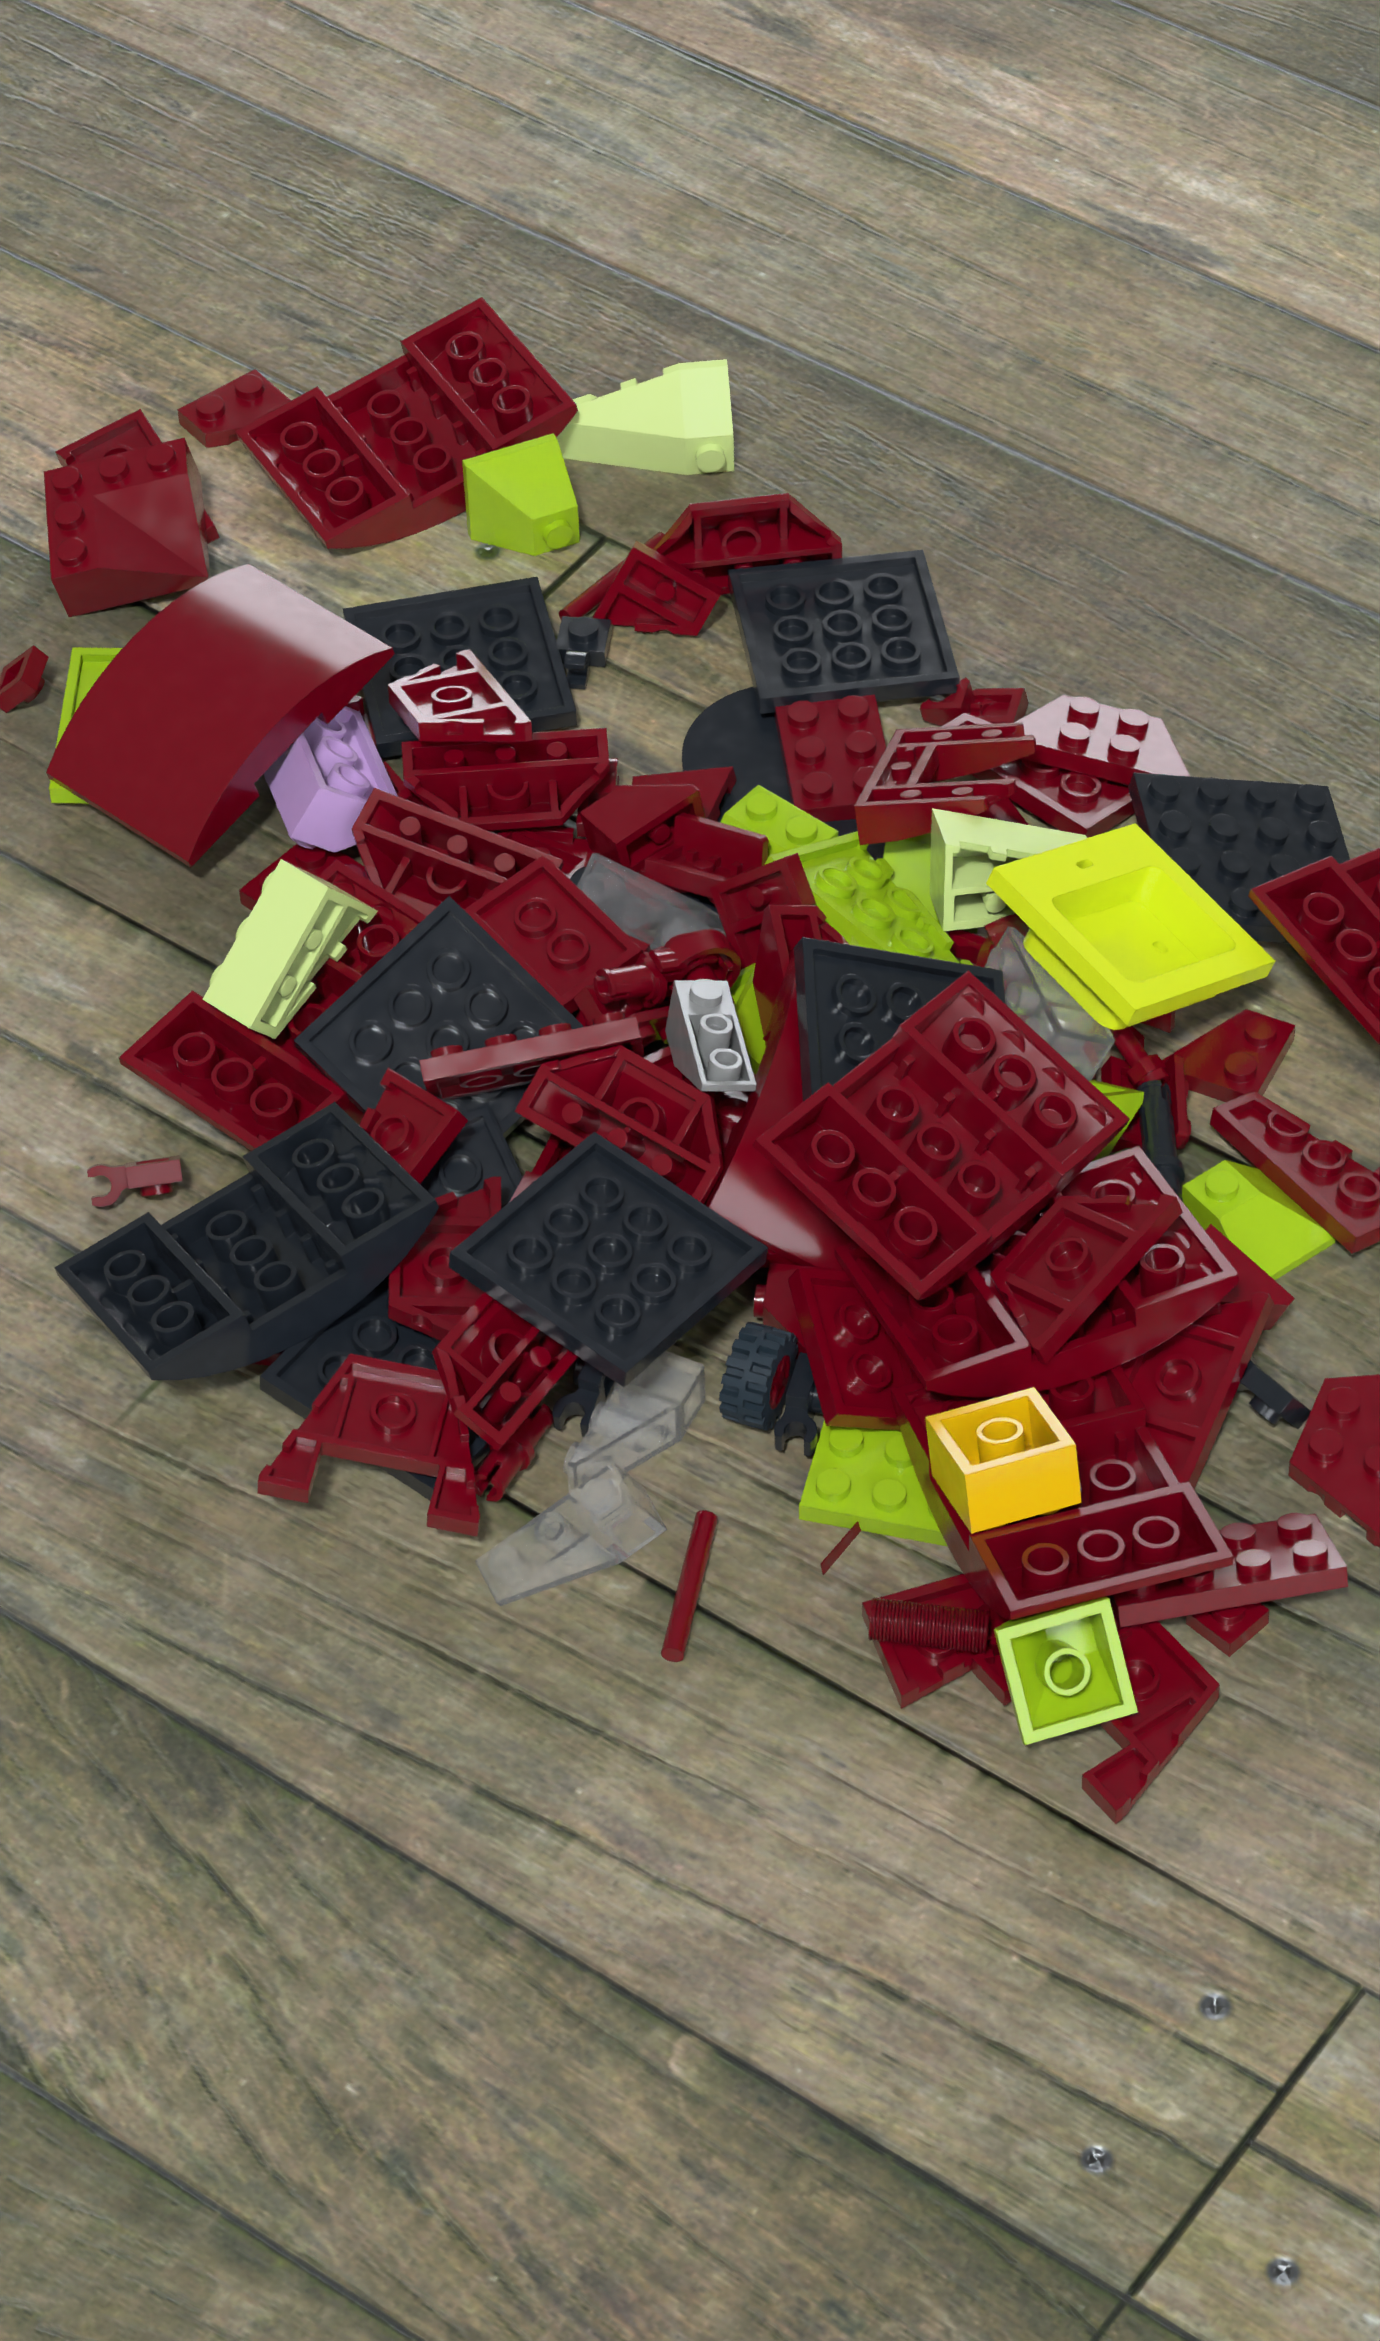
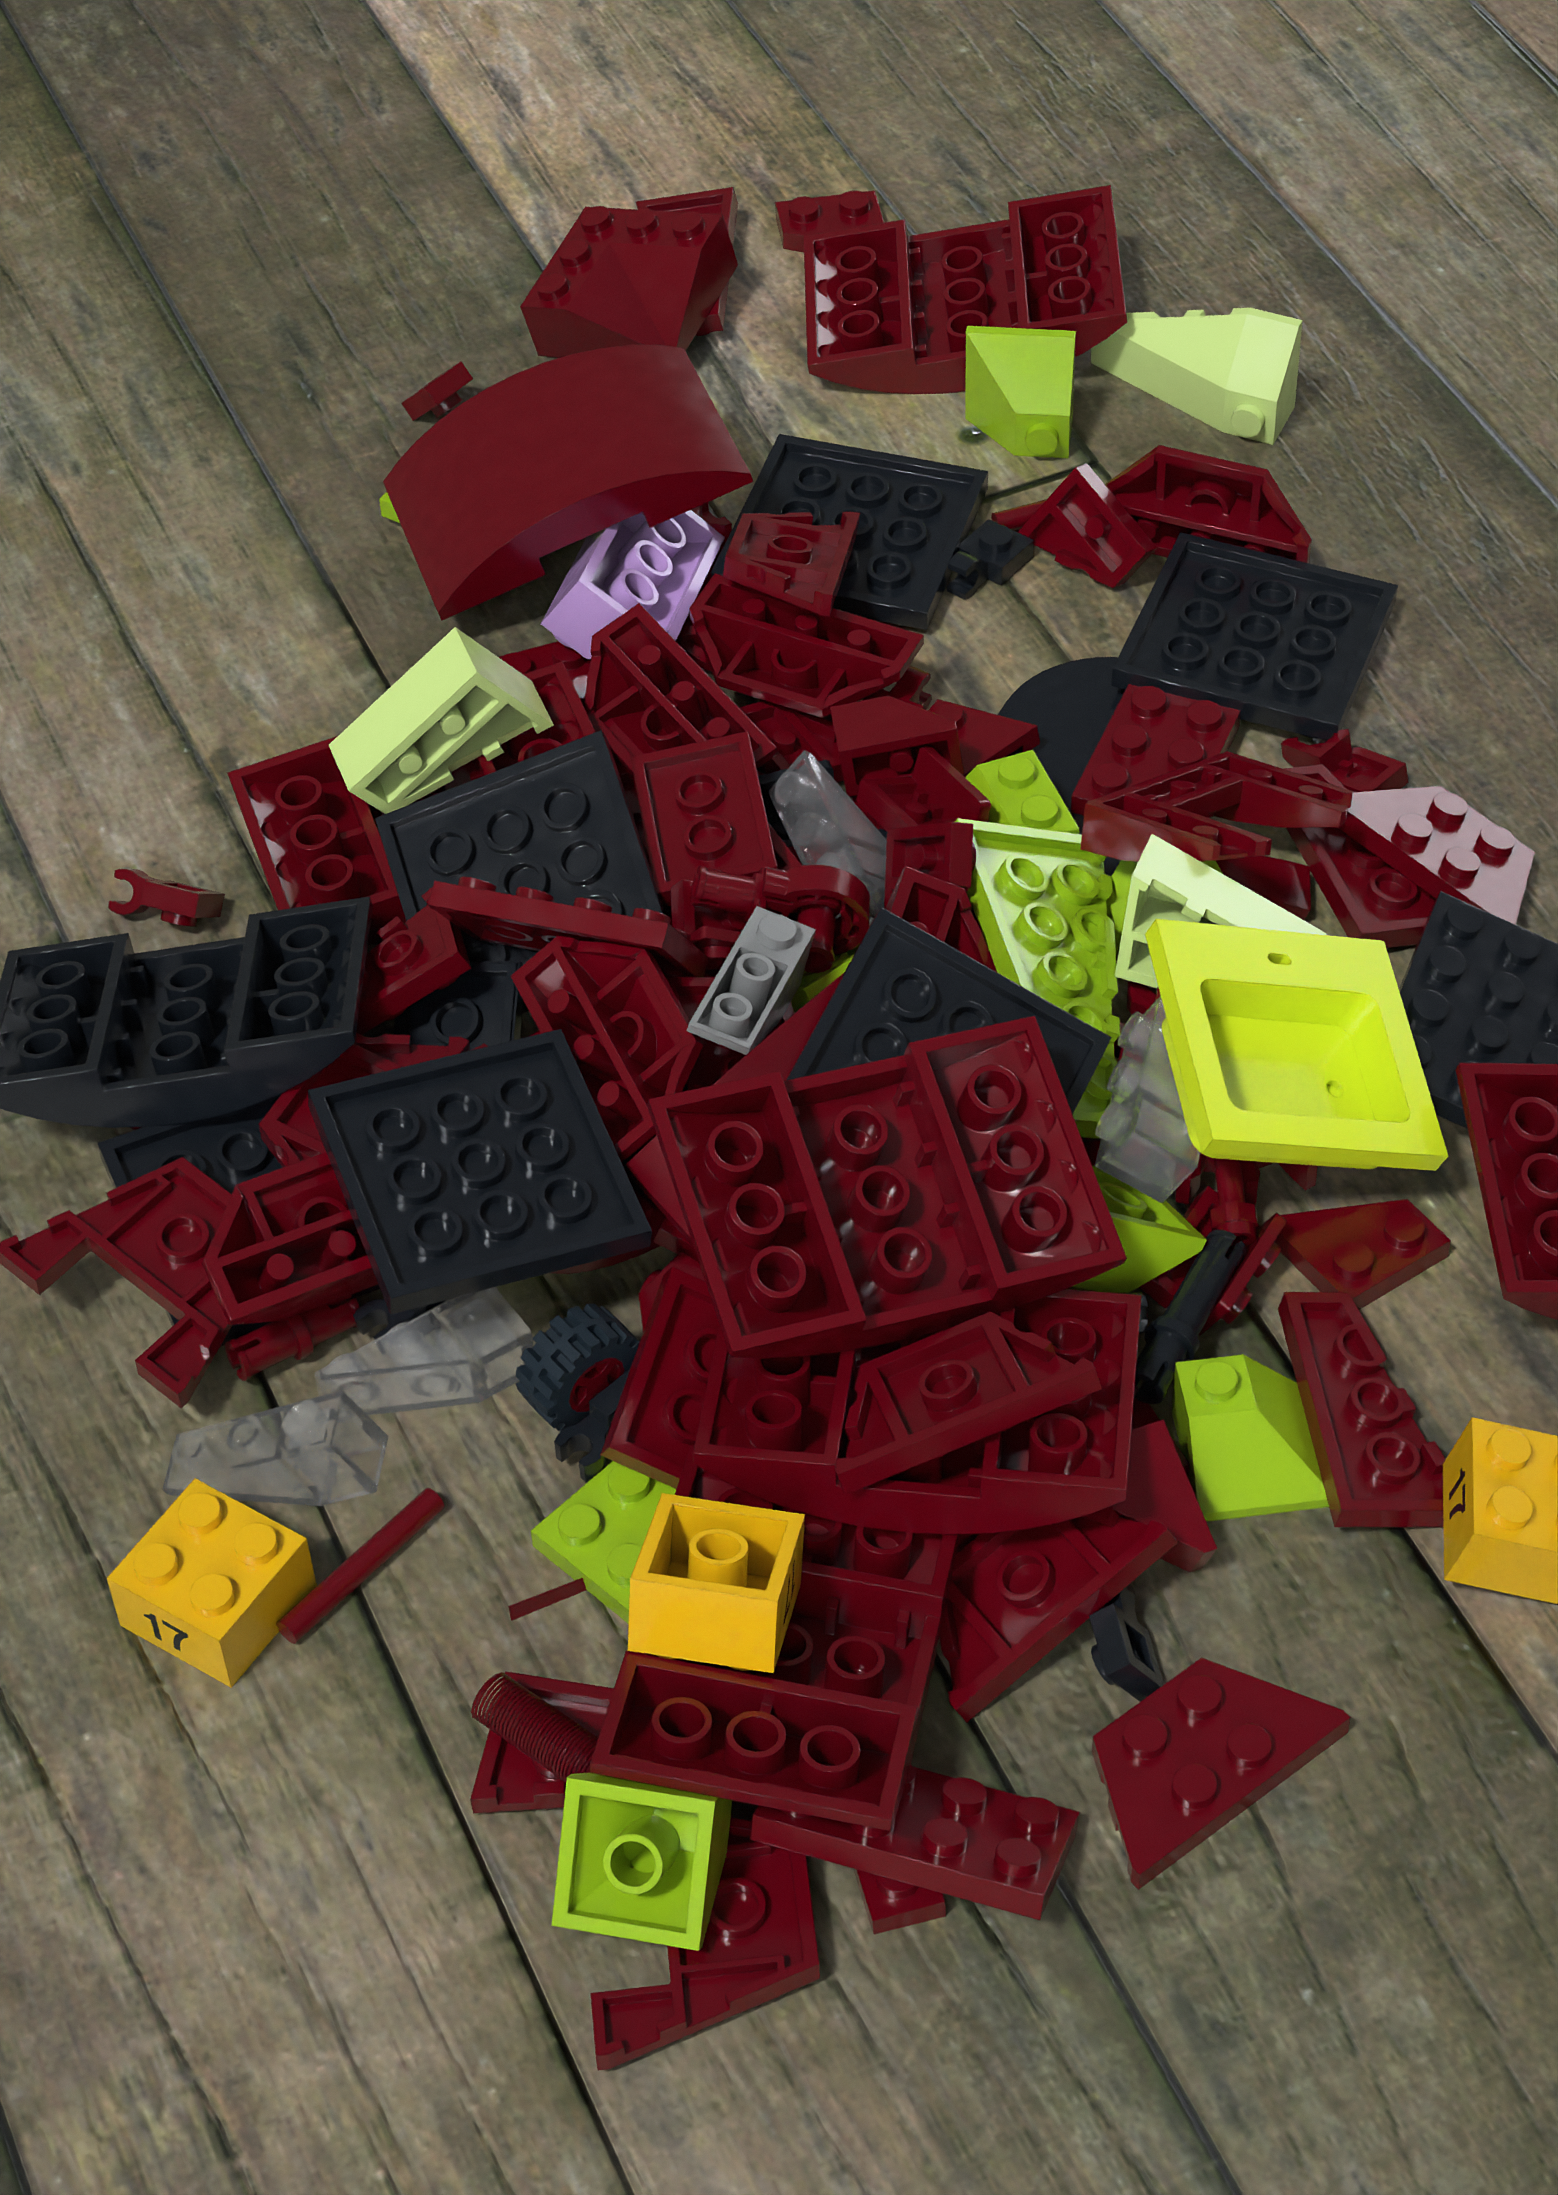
camera: 30 degrees right, 0 degrees up
(600, 1641) = (212, 1582): none -> yellow brick

